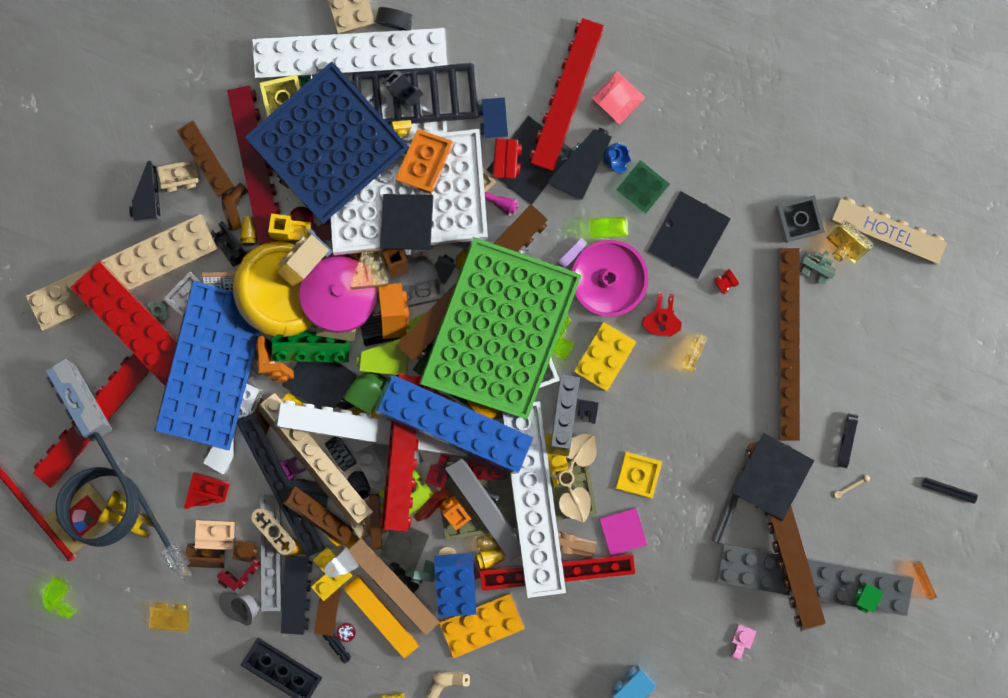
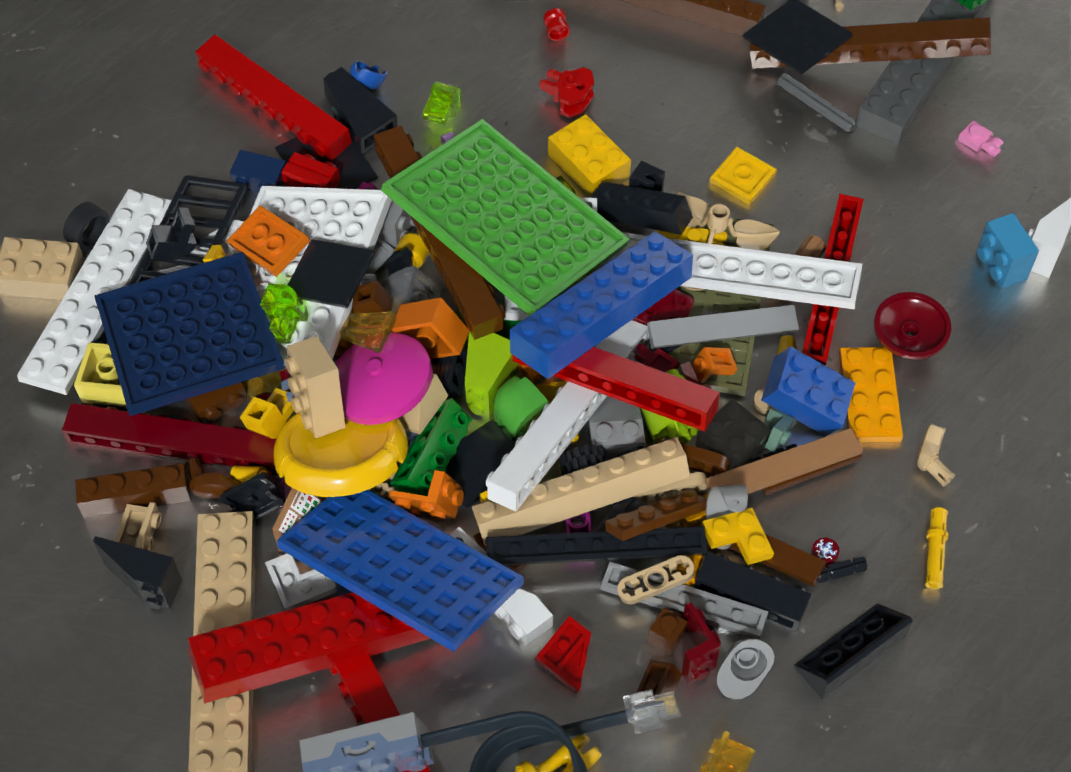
camera: 65 degrees left, 30 degrees down
(214, 535) = (631, 663): light nougat plate -> none
(369, 206) = (284, 309): none -> clear neon green brick
(381, 617) = (819, 499): light orange beam -> none
(487, 543) = (767, 349): clear yellow cone -> none
(546, 653) = (914, 315): none -> dark red dish
(611, 278) = (508, 109): dark pink dish -> none
(618, 98) = (302, 57): coral slope -> none
(623, 531) = (805, 211): dark pink tile -> none
(642, 186) = (412, 65): clear green plate -> none
(689, 234) = (488, 46): black piece -> none
(697, 345) = (626, 74): clear yellow wing -> none

